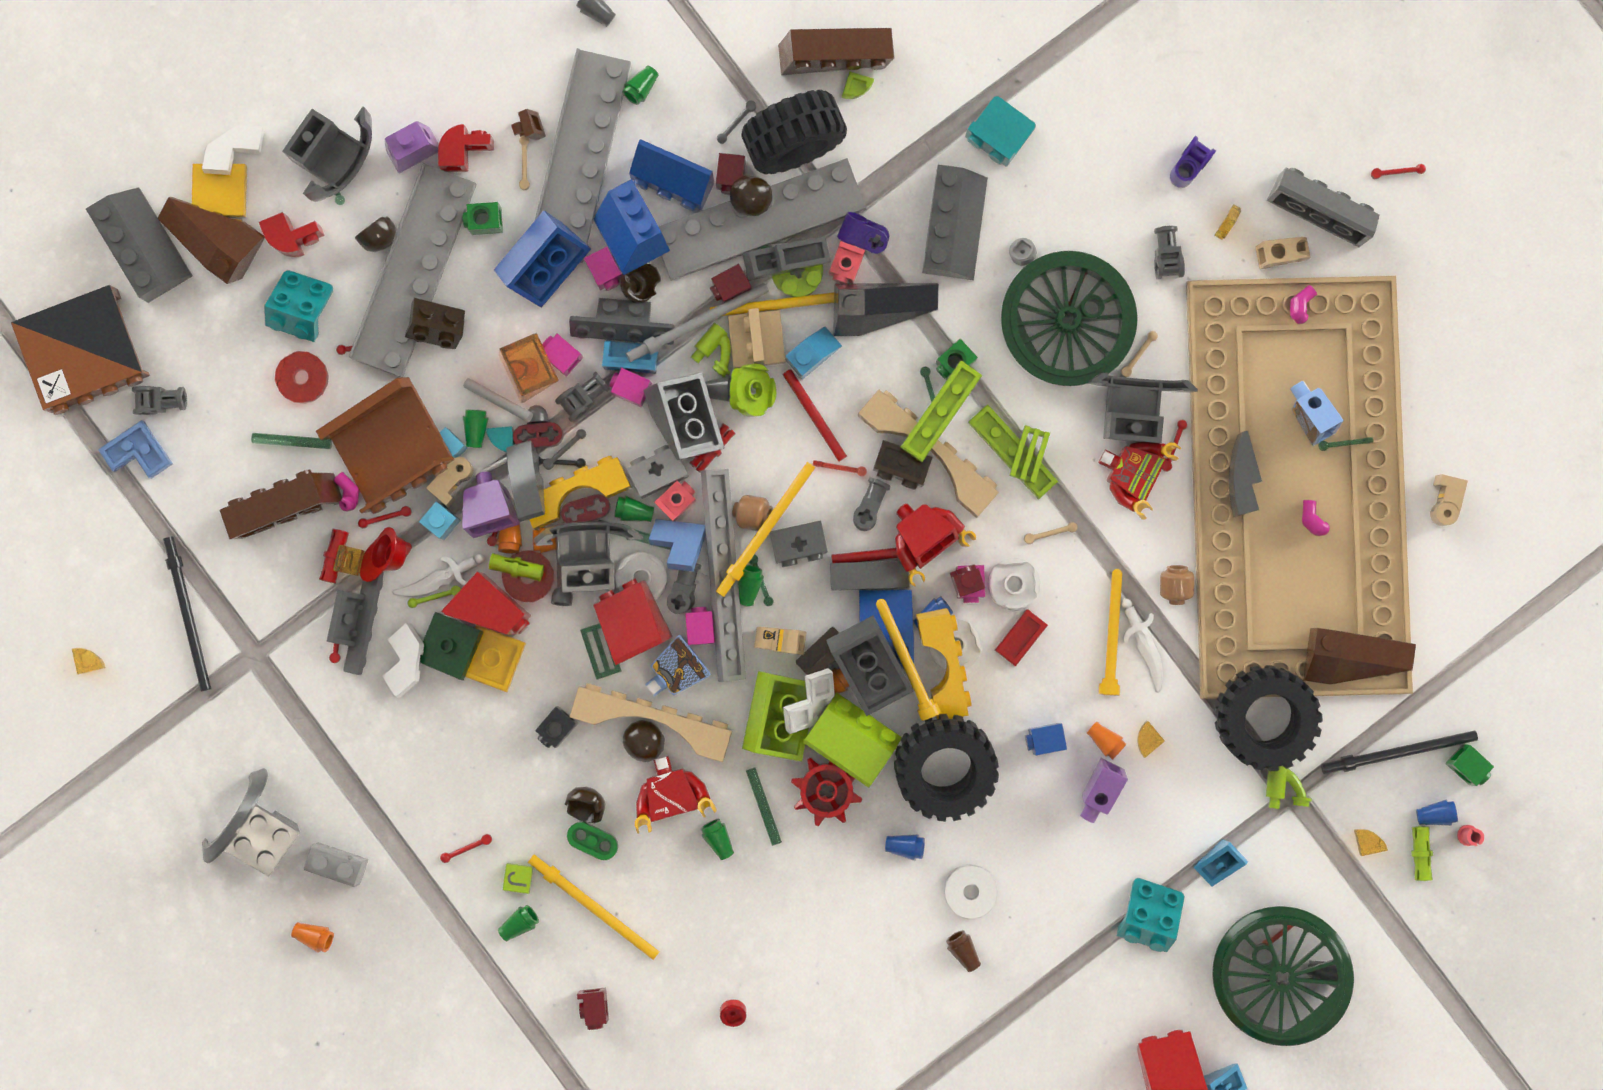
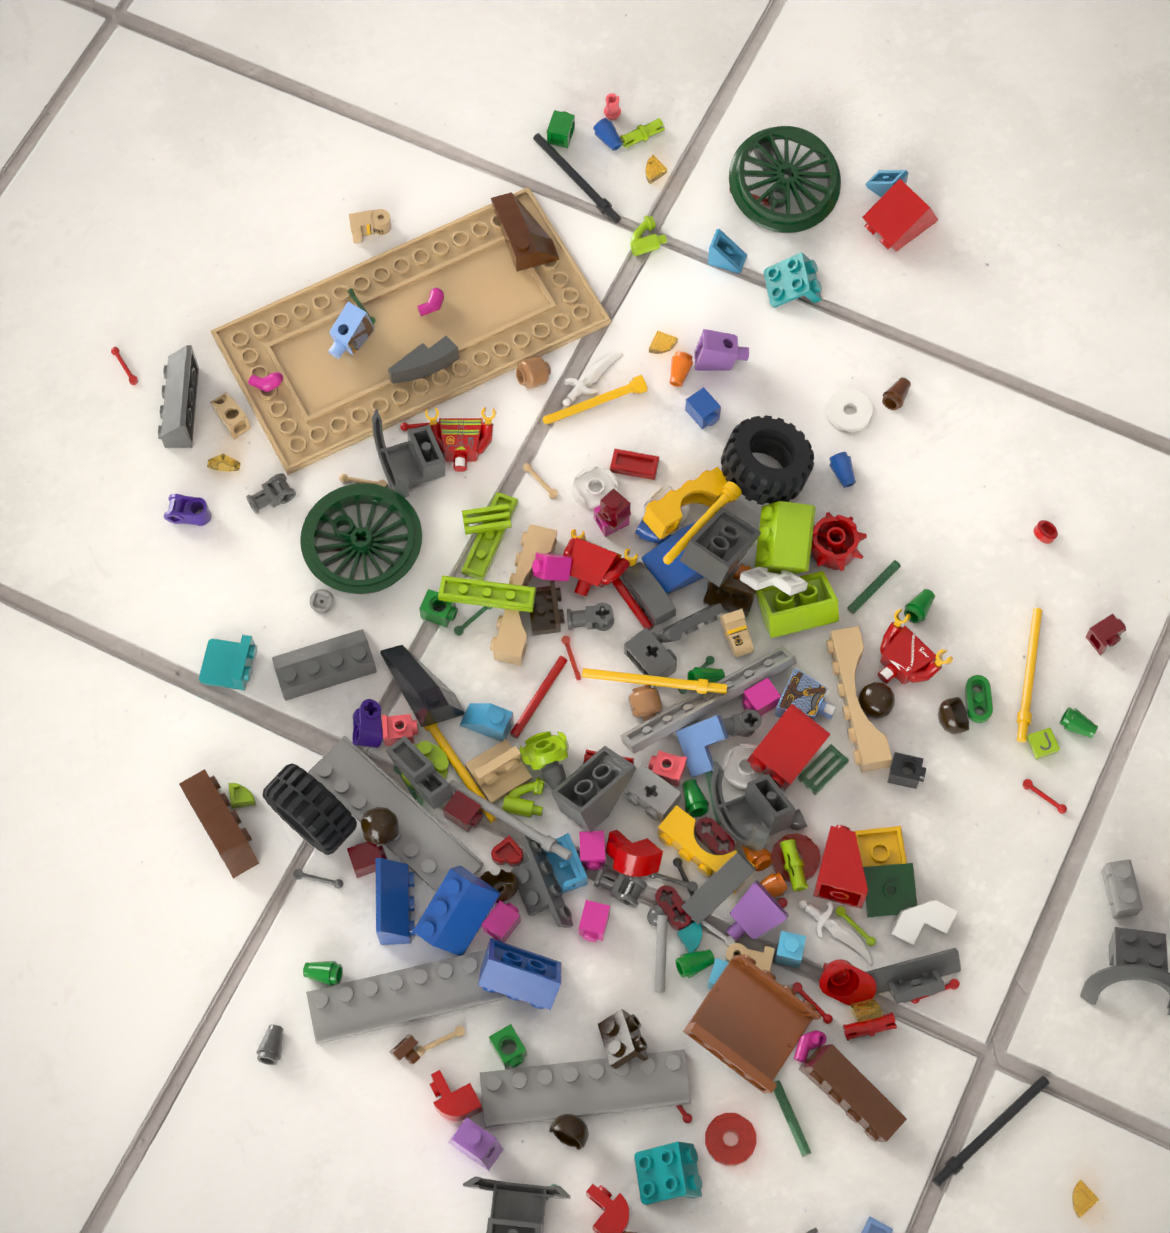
camera: 115 degrees left, 20 degrees down
(527, 367) = (621, 939): clear orange slope -> none
(597, 420) = (634, 858): none -> red brick
(671, 309) = (507, 852): none -> red tile
(812, 598) = (689, 624): none -> dark grey plate
(939, 490) = (552, 566): none -> dark pink brick
(1294, 739) = (606, 242): black tyre -> none

